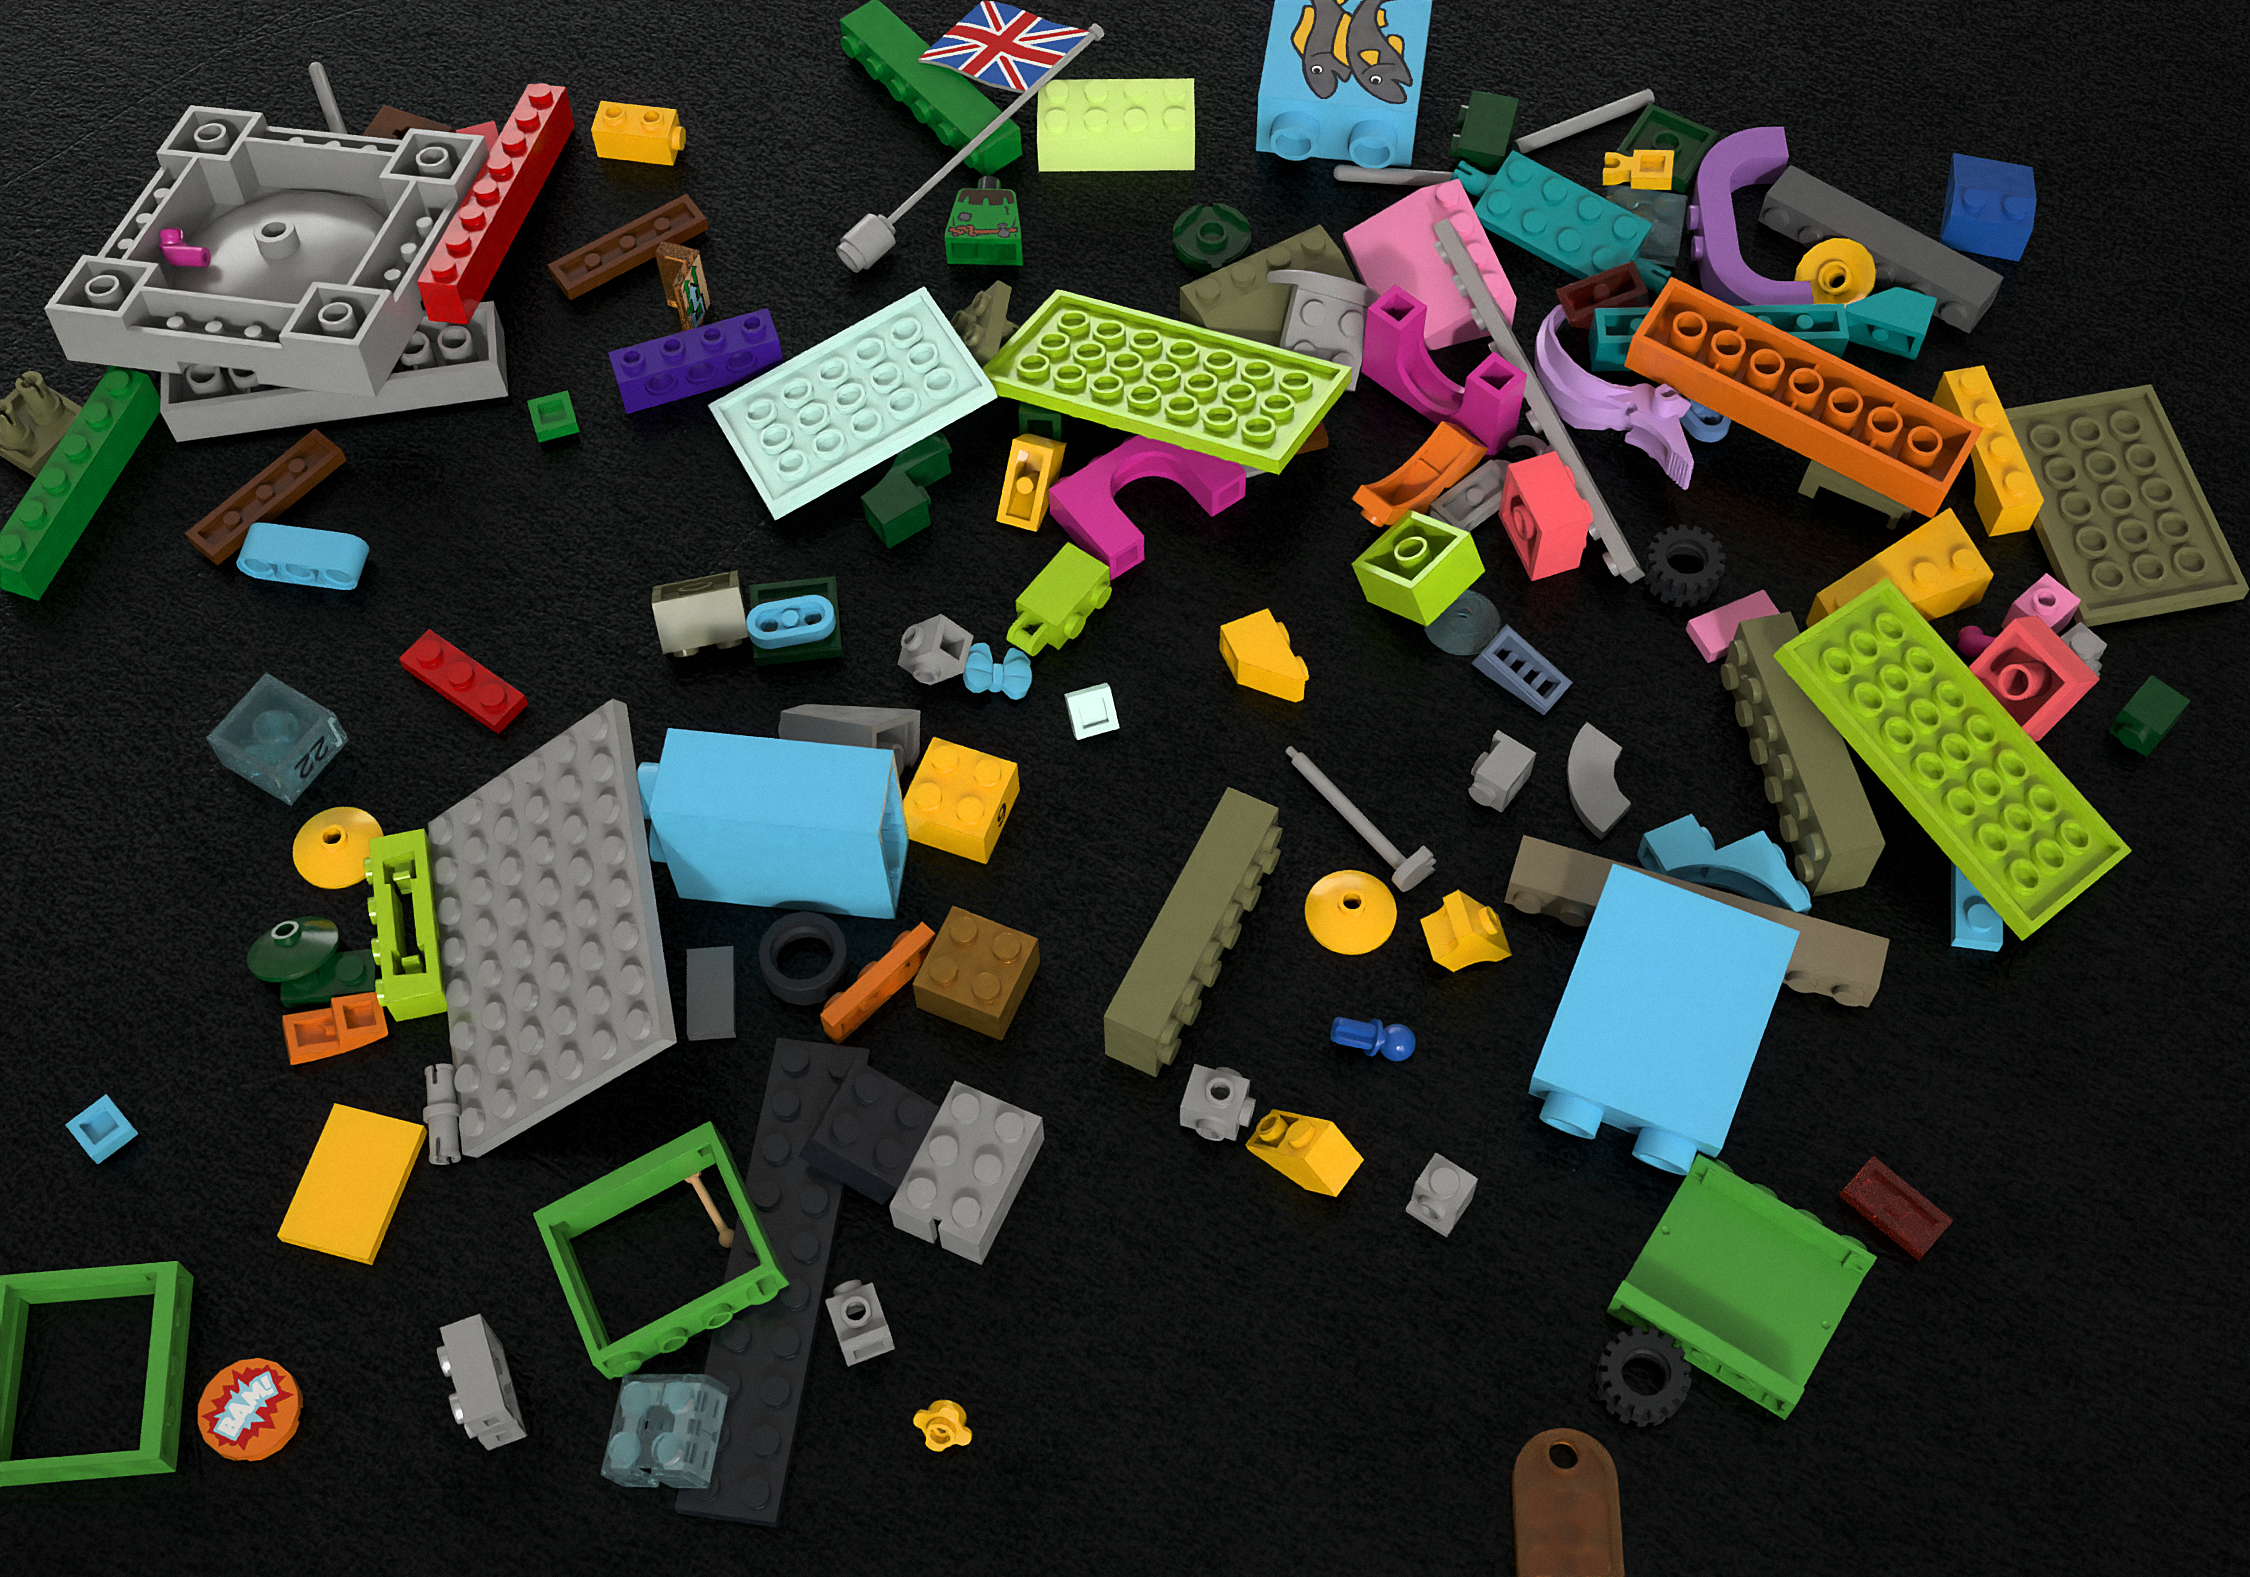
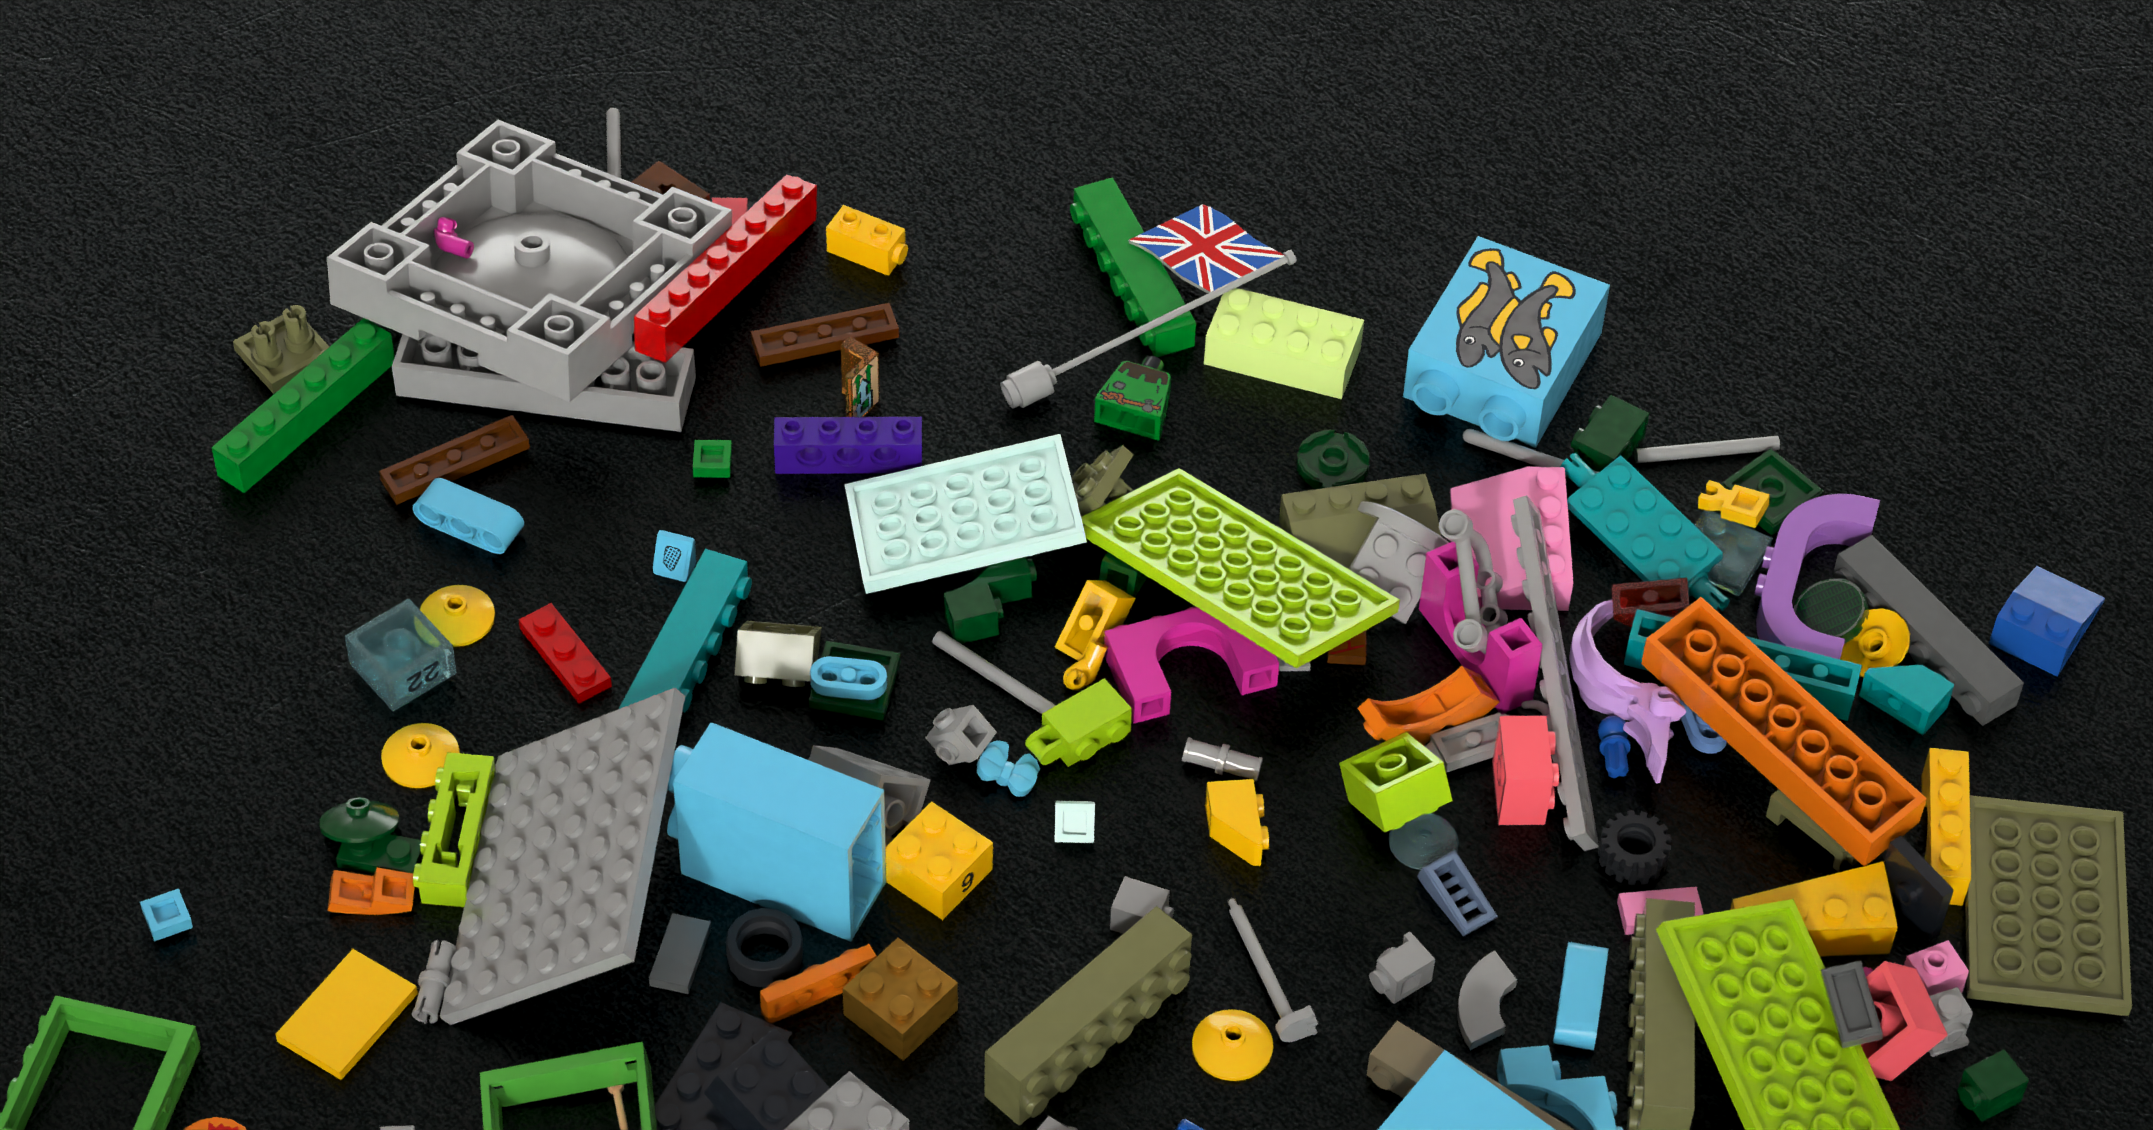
camera: 15 degrees right, 10 degrees down
(336, 683) = (460, 625): none -> yellow dish
(548, 537) = (674, 556): none -> medium azure slope
(597, 622) = (693, 628): none -> teal brick
(943, 569) = (992, 672): none -> light grey bar
(1039, 538) = (1085, 670): none -> yellow arm
(1197, 788) = (1135, 901): none -> light grey brick
(1221, 594) = (1222, 759): none -> light grey pin
(1448, 380) = (1470, 633): none -> light grey bar
(1464, 933) = (1318, 1084): yellow brick -> none
(1619, 460) = (1614, 745): none -> blue axle
(1695, 746) = (1580, 996): none -> medium azure beam
(1782, 251) = (1833, 608): none -> tile
(1991, 675) = (1851, 1004): none -> dark grey tile
(1996, 525) = (1917, 888): none -> black plate

